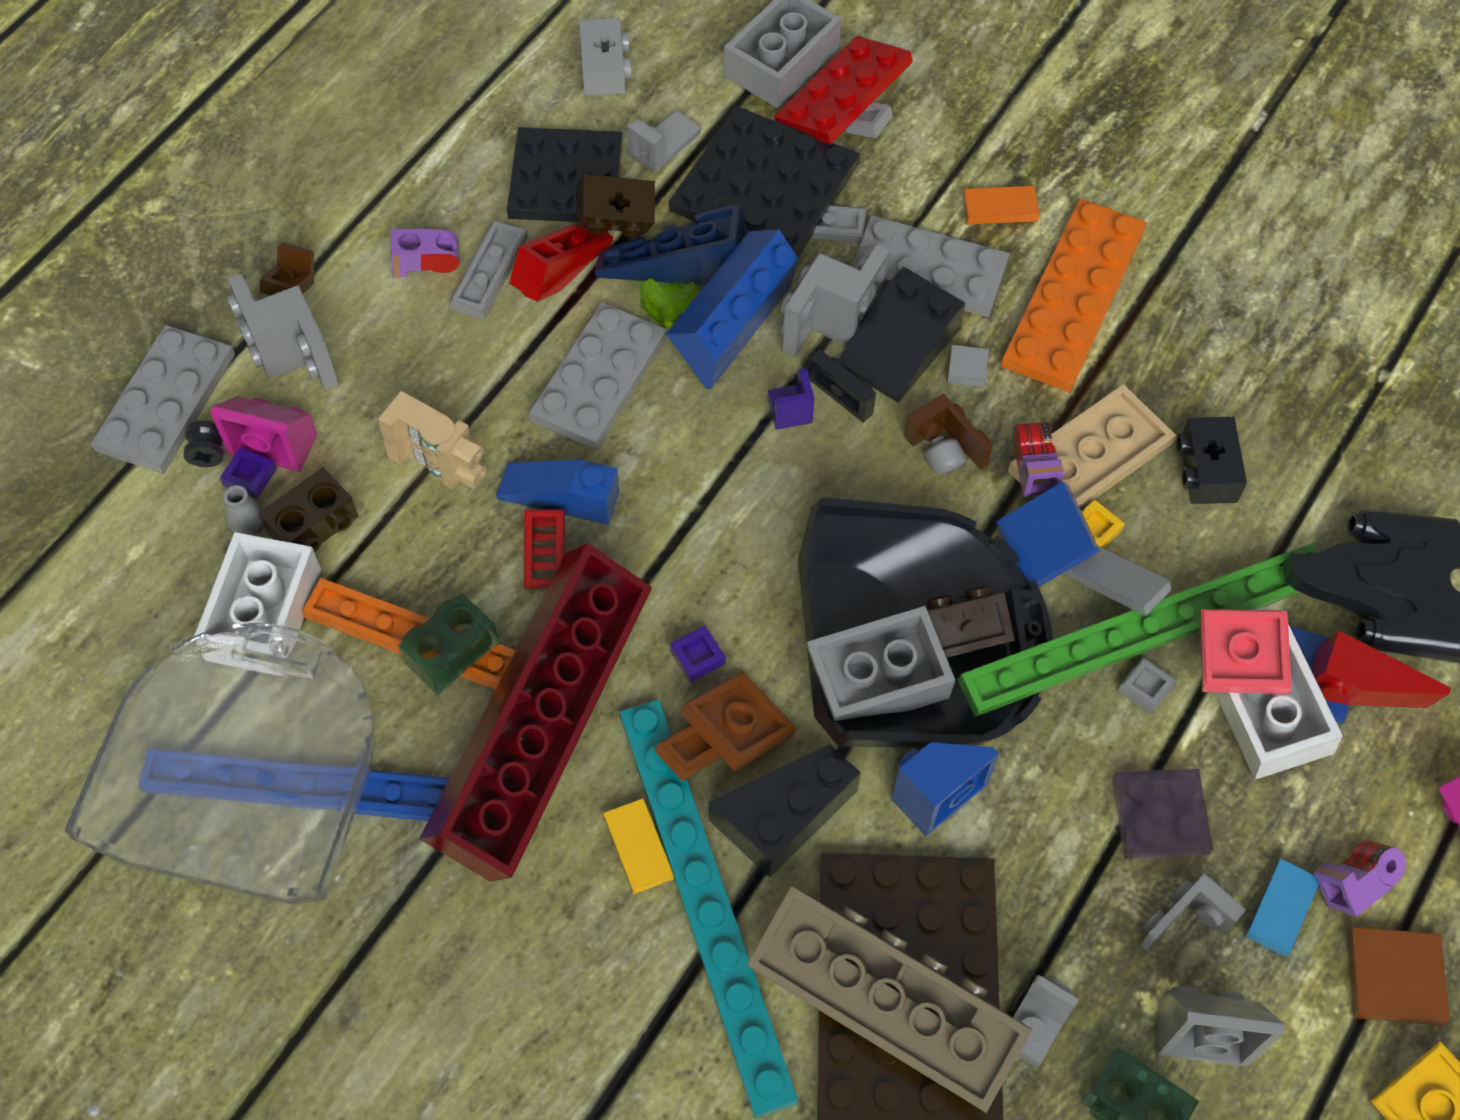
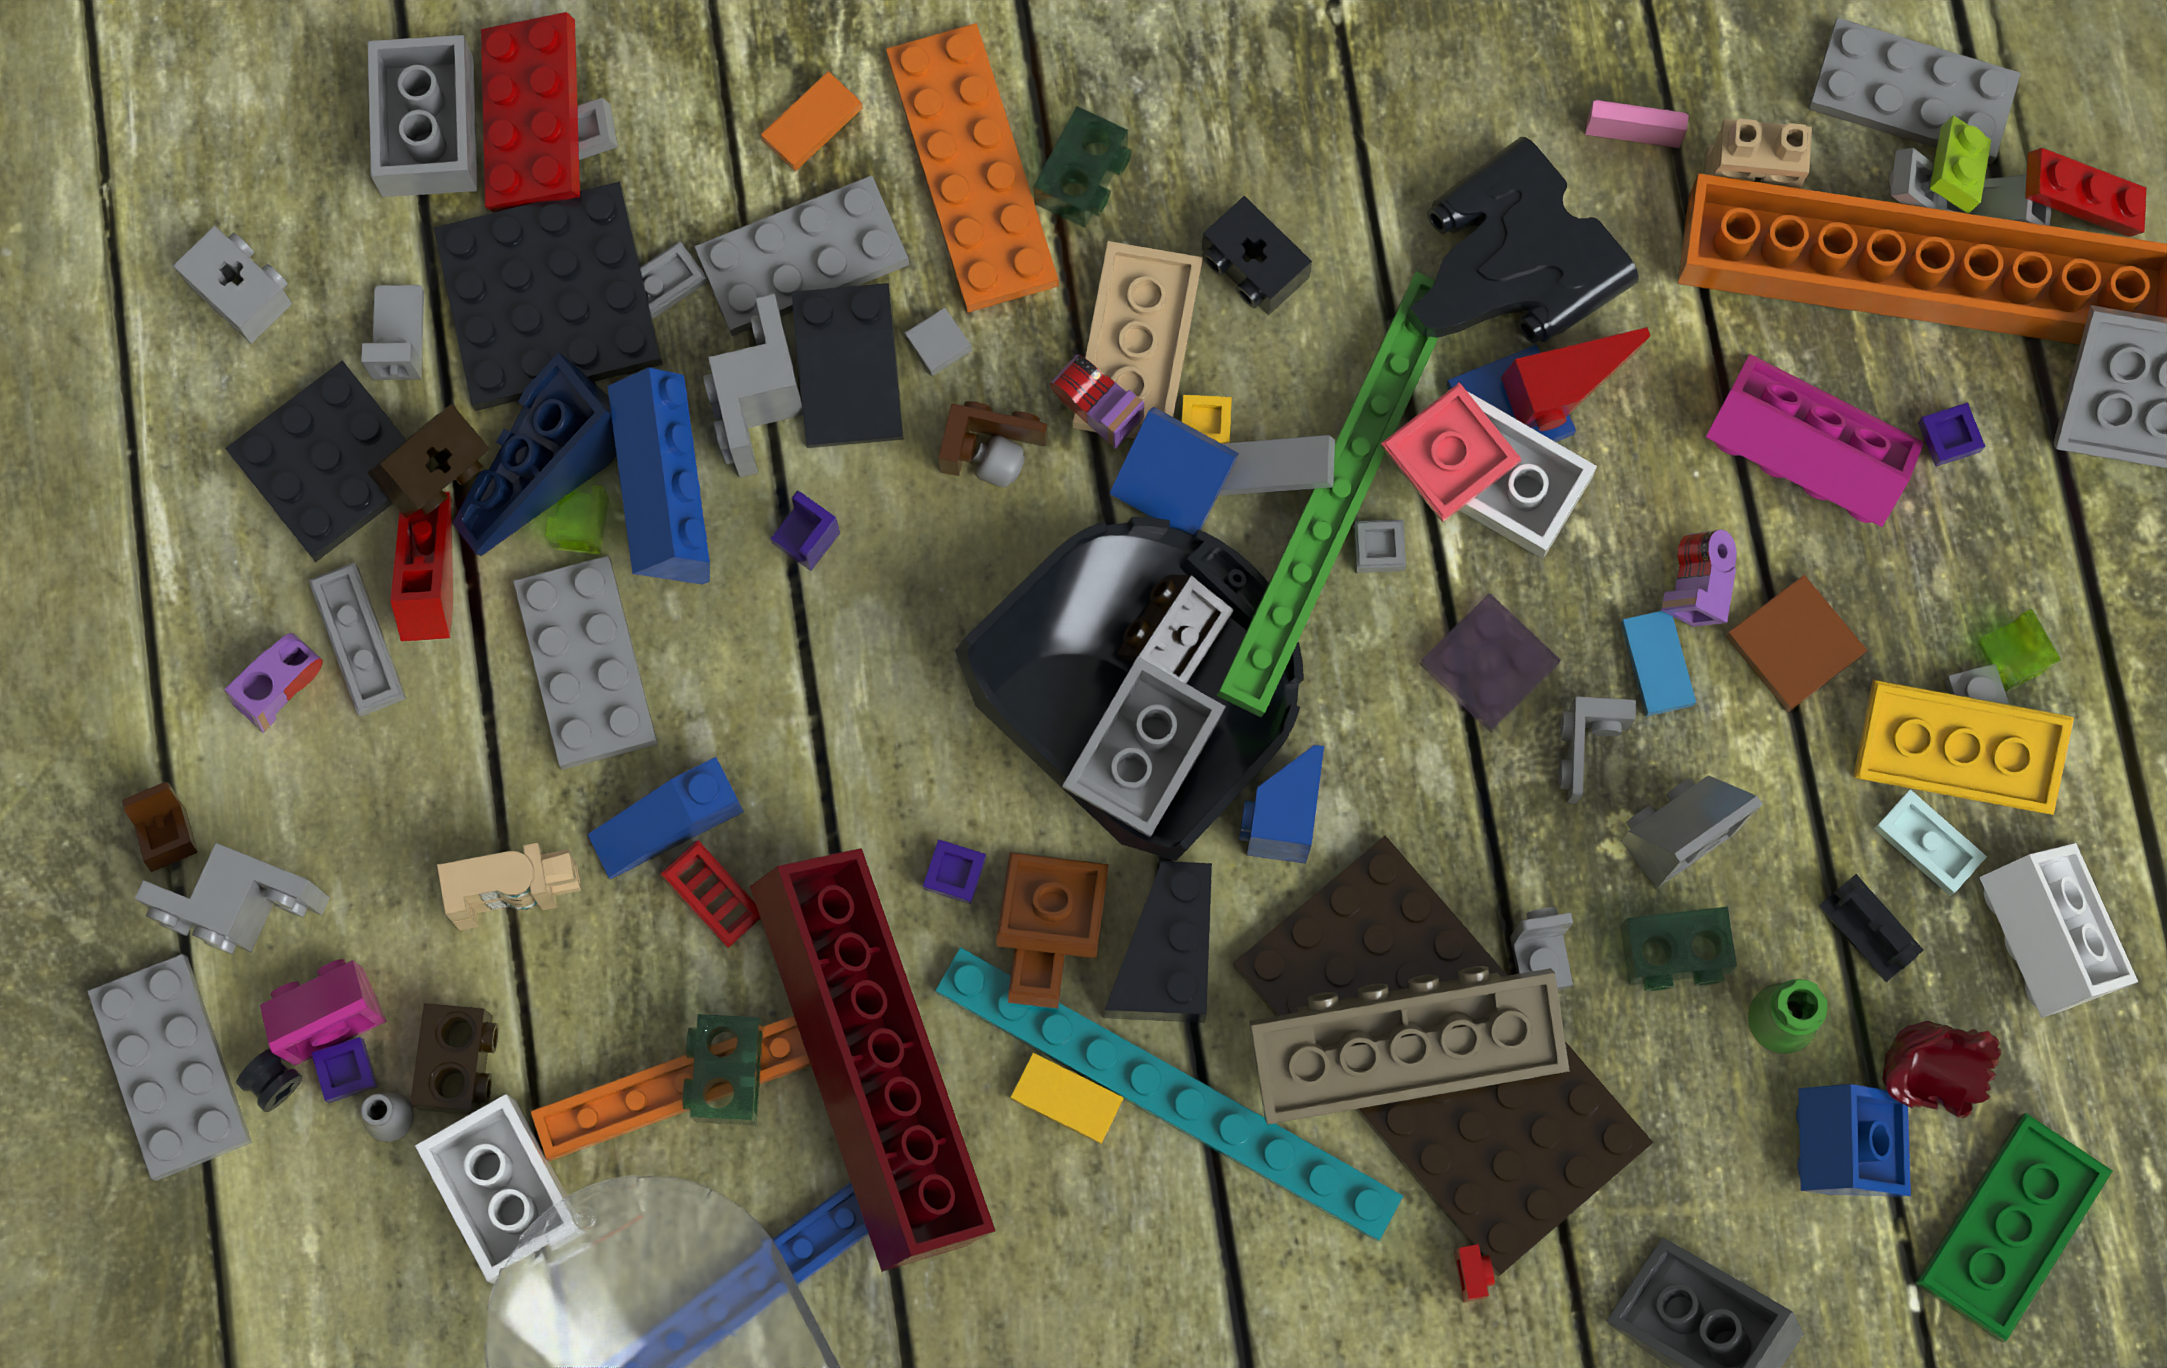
camera: 40 degrees left, 15 degrees up
(841, 385) = (822, 471): black plate -> none
(1143, 336) = (1073, 164): none -> clear green brick

